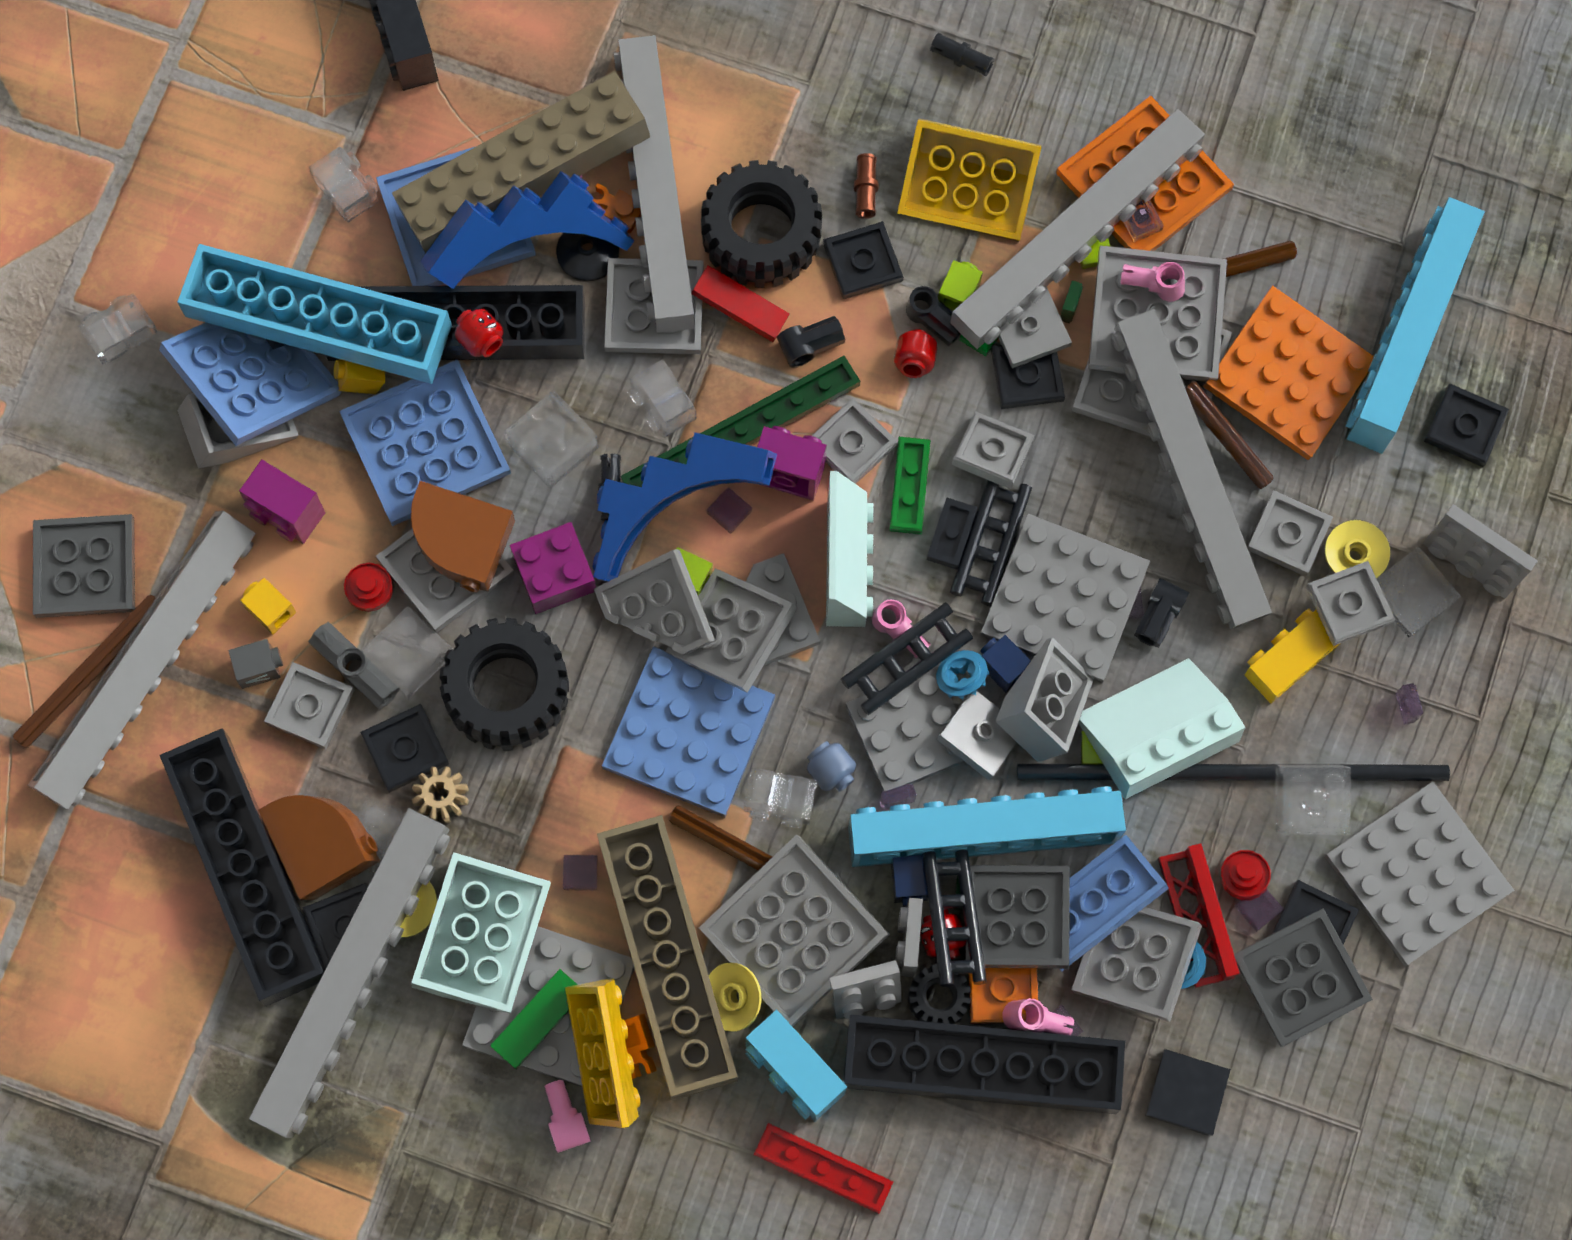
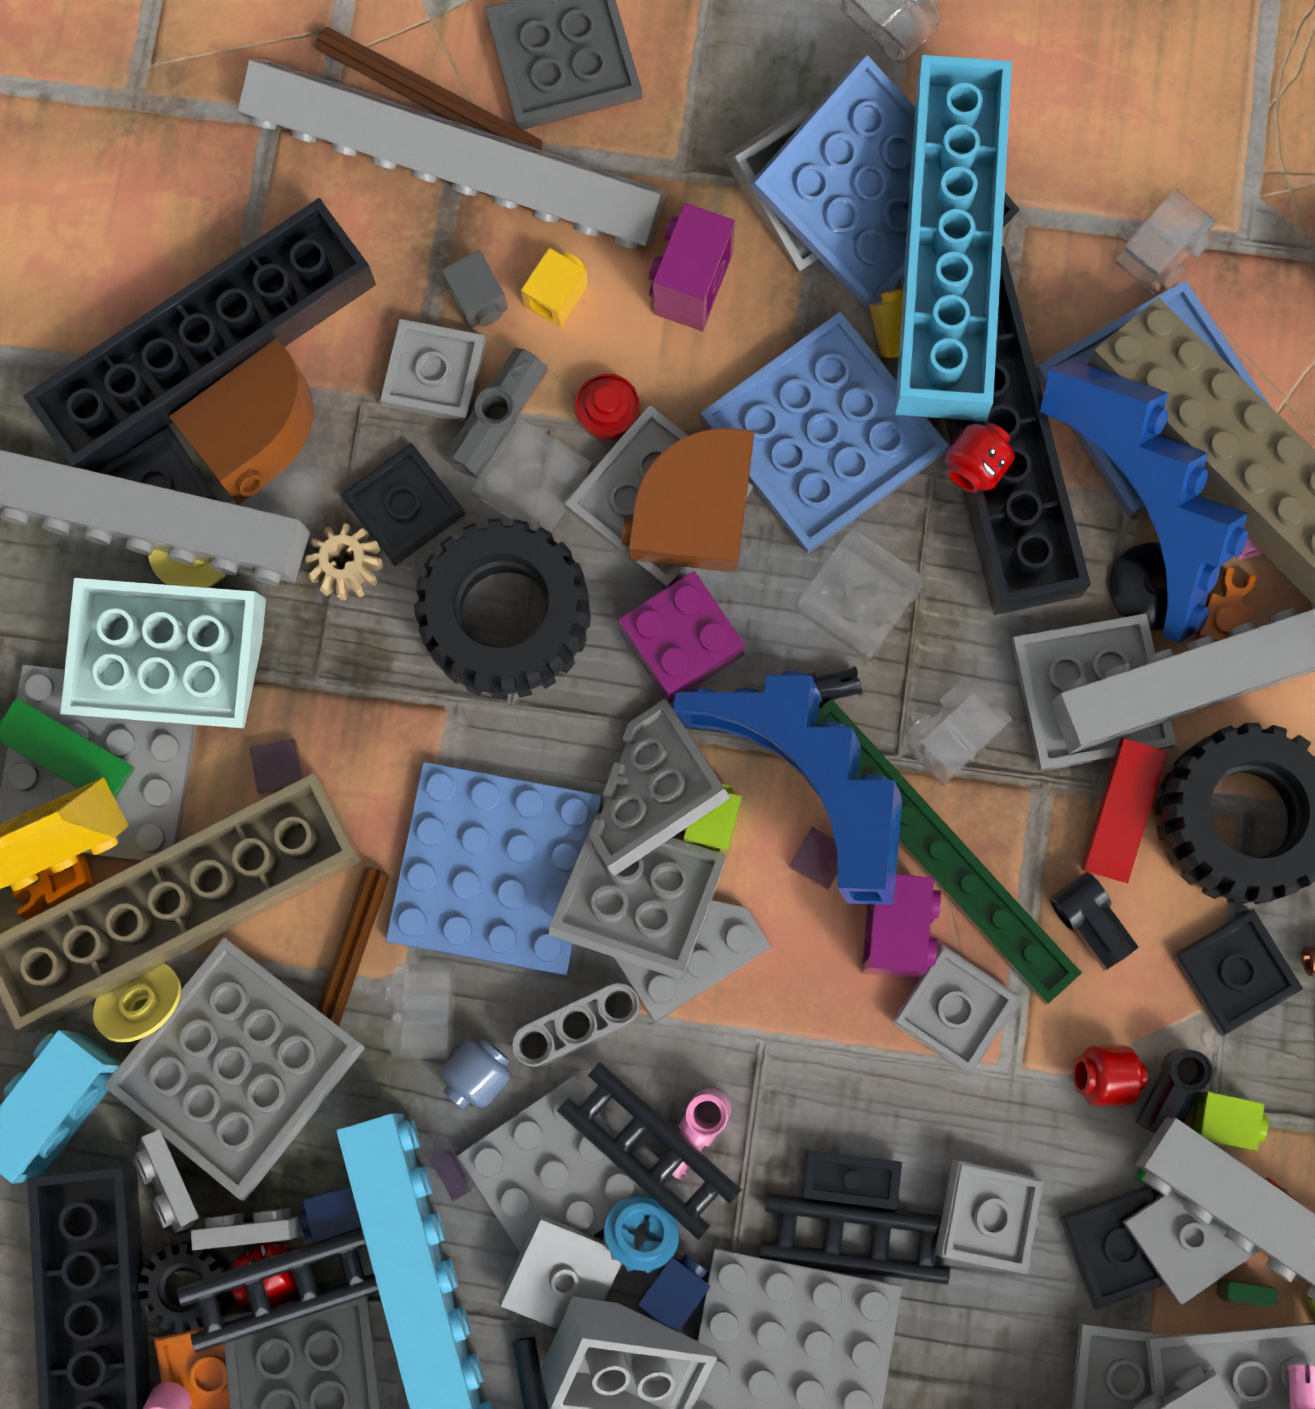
camera: 85 degrees right, 5 degrees up
(811, 677) = (553, 1025): none -> light grey beam
(847, 553) = (783, 1034): light aqua slope -> none
(910, 485) = (912, 1105): green tile -> none

